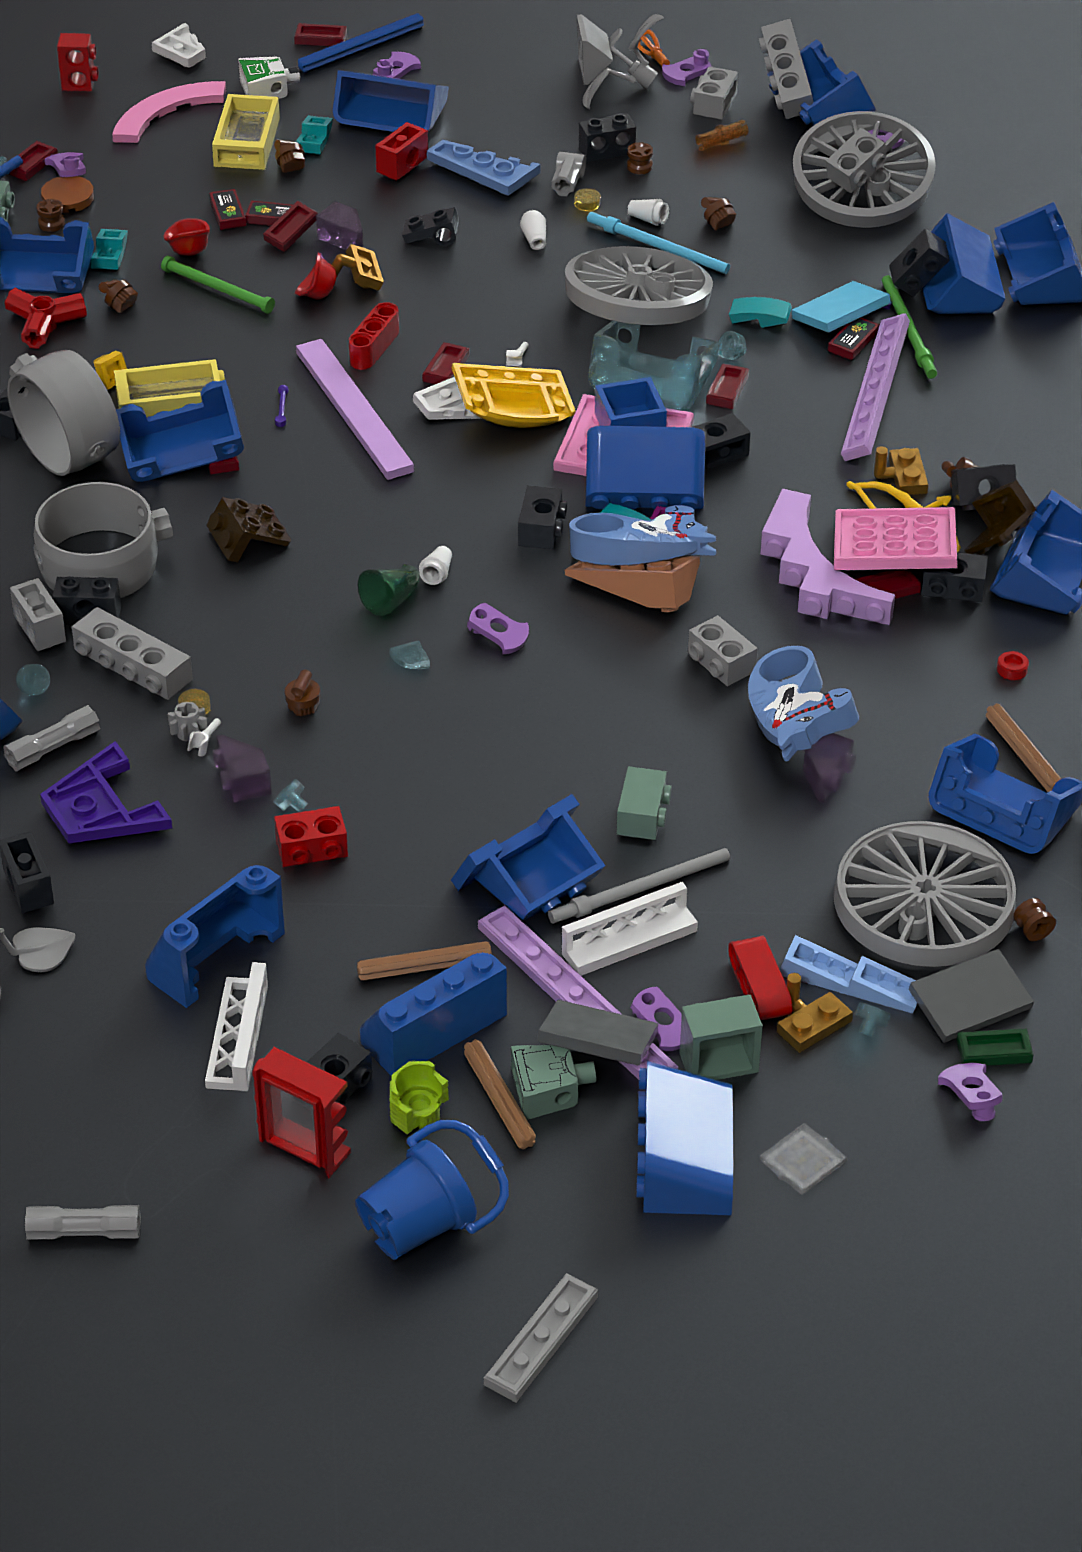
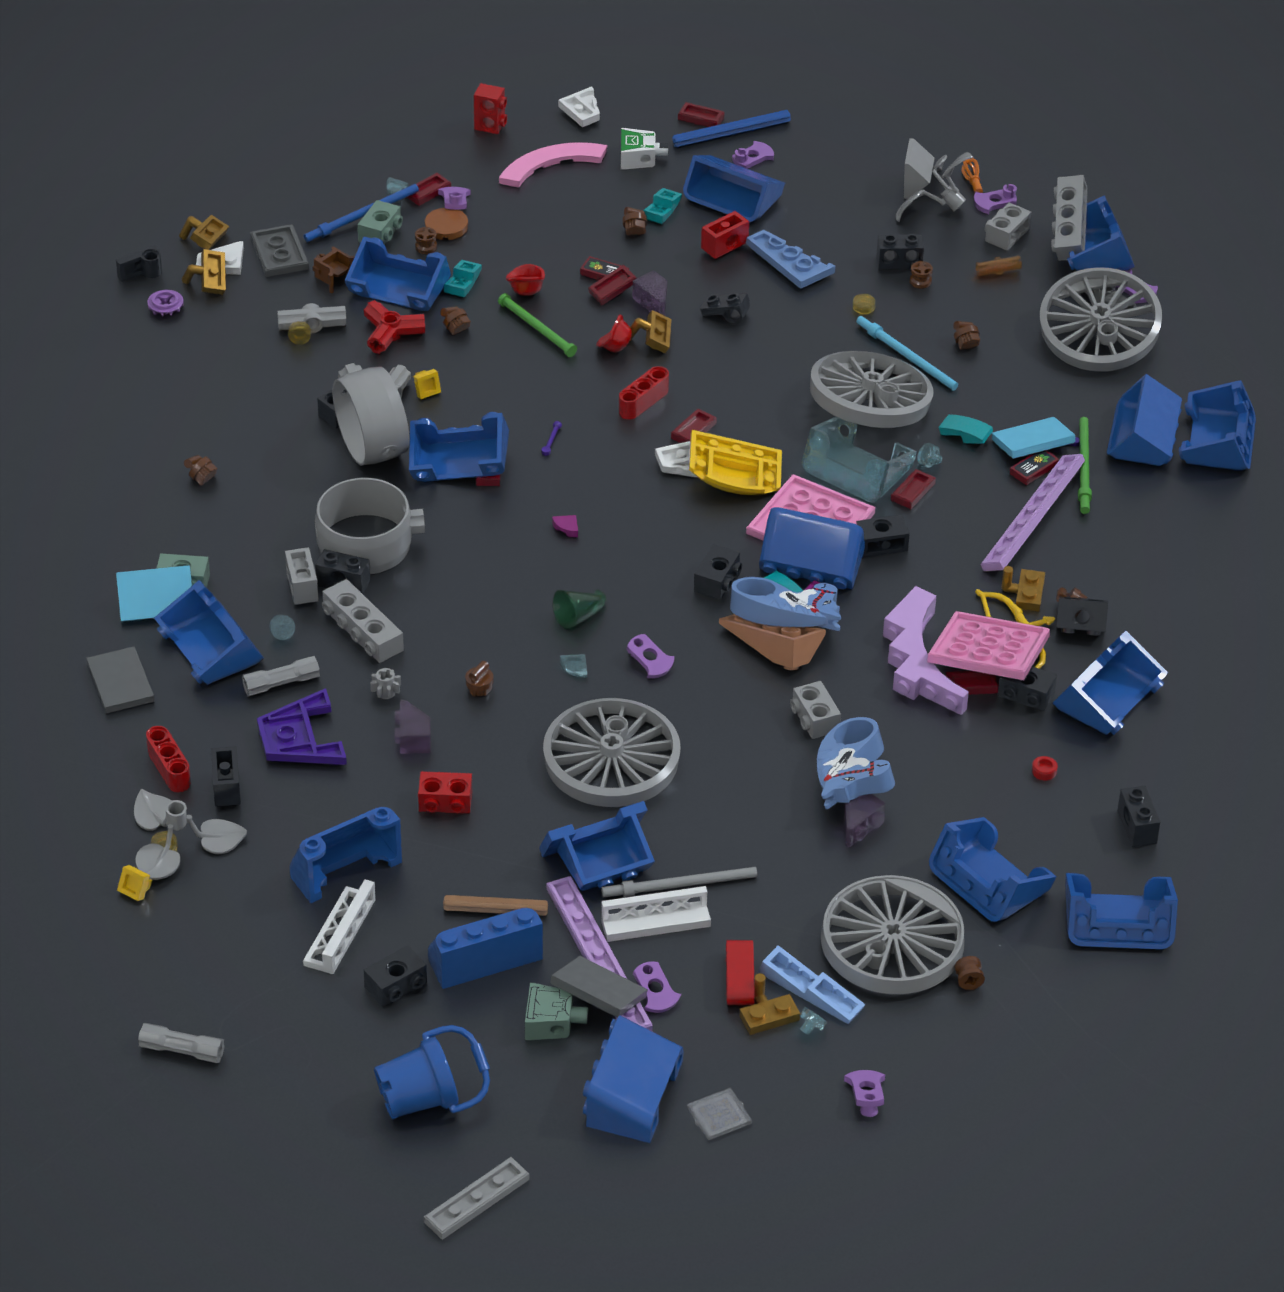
camera: 15 degrees right, 0 degrees up
(165, 385) = (464, 406): light yellow piece -> none
(196, 696) = (400, 667): clear yellow tile -> none
(200, 739) = (390, 699): white hand -> none
(227, 209) = (568, 259): tile -> none
(238, 522) = (485, 530): dark brown bracket -> none
(246, 131) = (606, 194): light yellow piece -> none
(291, 796) = (442, 758): clear light blue tile -> none
(300, 1109) = (350, 993): red window -> none
(338, 497) = (566, 524): none -> magenta tile
(355, 409) = (607, 452): lavender tile -> none
(416, 1095) = (449, 1003): lime hair -> none
(436, 566) = (620, 595): white cone -> none
(497, 745) = (611, 749): none -> light grey piece
(499, 1094) = (513, 1016): medium nougat axle -> none
(514, 357) = (751, 432): white hand -> none
(534, 228) = (809, 321): white cone -> none
(568, 170) = (857, 274): light grey piece -> none
(629, 404) = (819, 493): blue piece -> none
(642, 803) = (703, 818): sand green brick -> none
(651, 211) = (911, 324): white cone -> none
(721, 1038) = (687, 1011): sand green piece -> none
(856, 160) = (1090, 312): light grey brick -> none
(919, 262) = (1110, 412): black brick -> none
(971, 995) = (896, 1020): dark grey tile -> none
(995, 1047) = (899, 1063): dark green tile -> none
(1003, 512) = (1088, 640): dark brown bracket -> none
(1022, 746) = (1022, 834): medium nougat axle -> none

